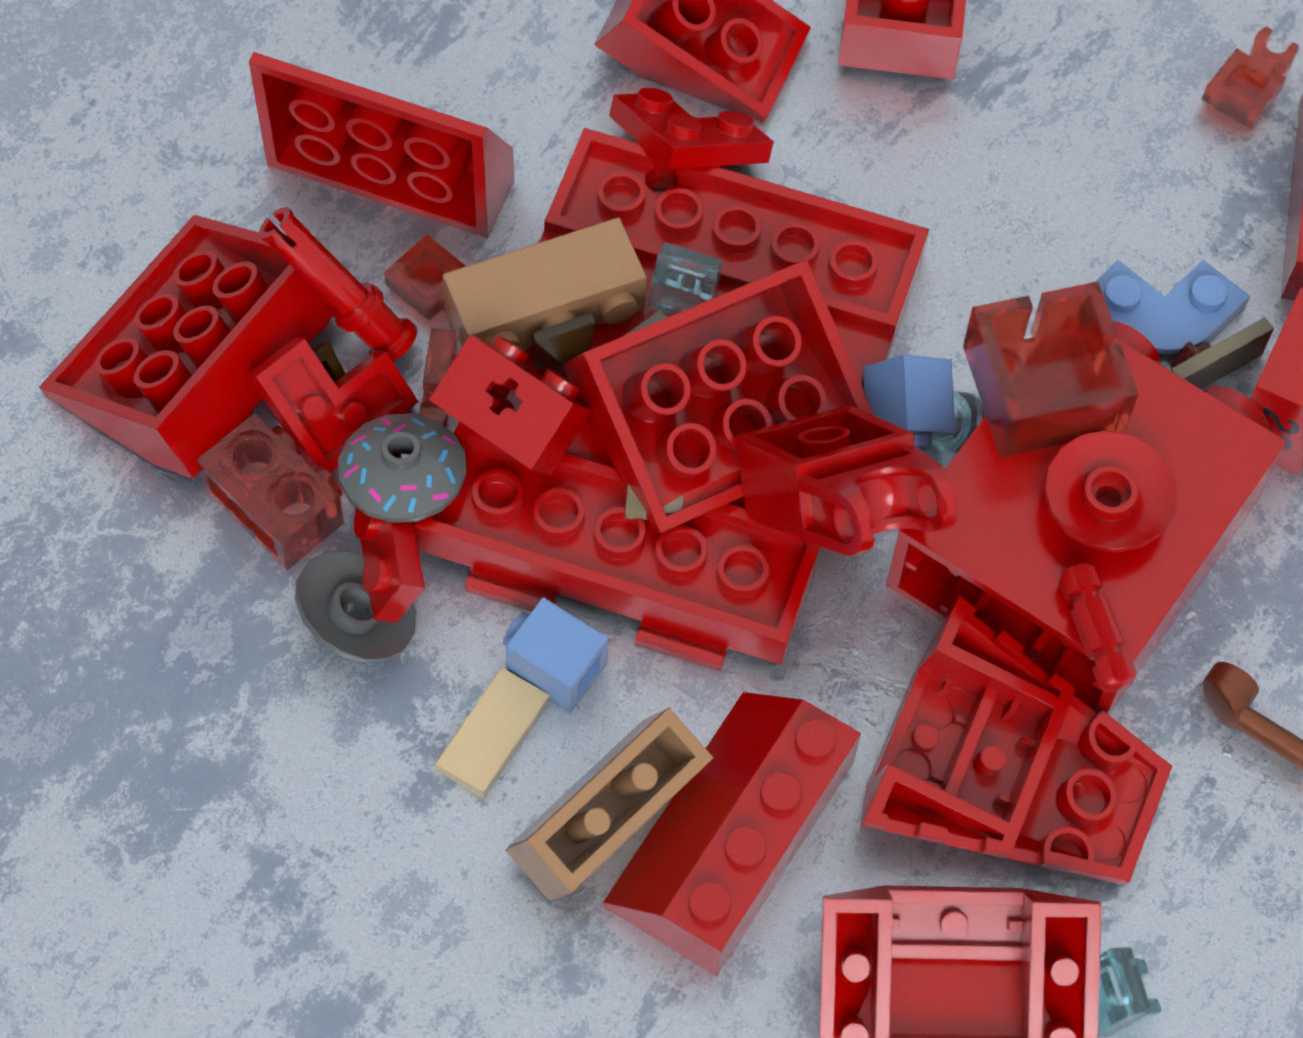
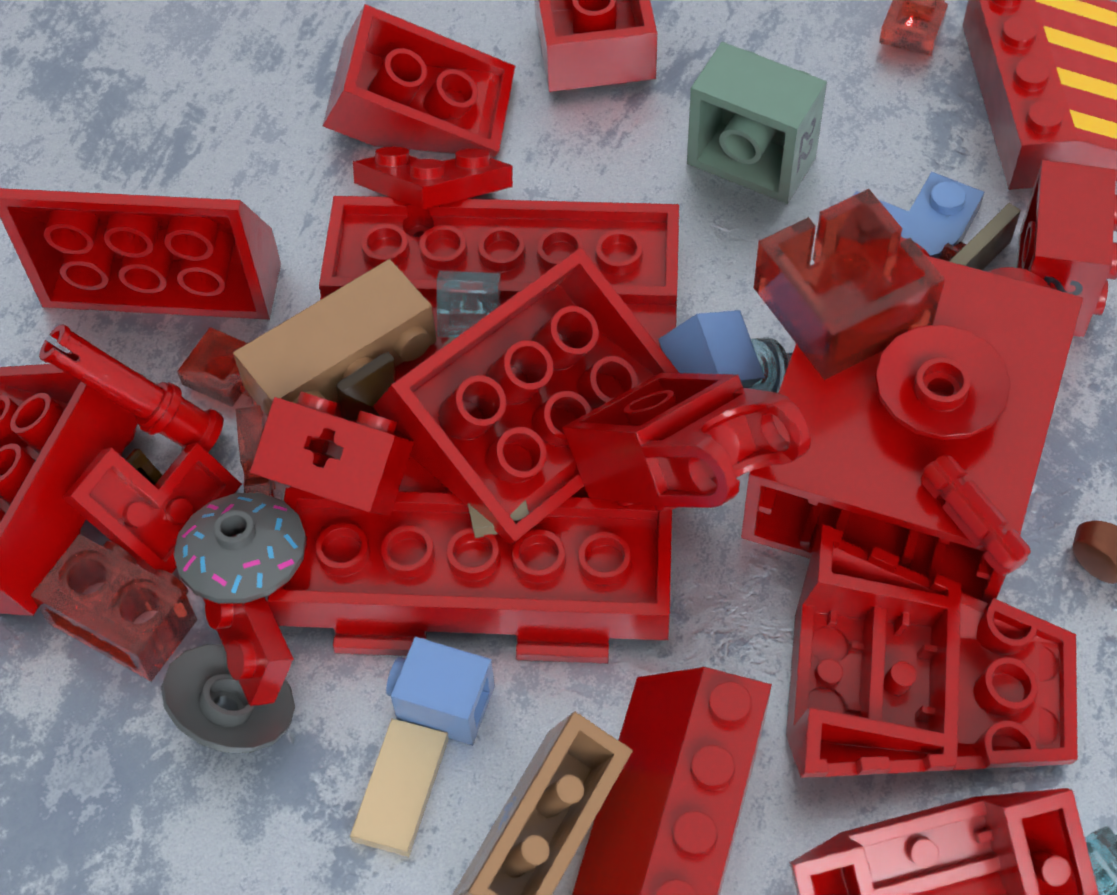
camera: 10 degrees left, 5 degrees down
(1034, 161) = (755, 121): none -> sand green brick

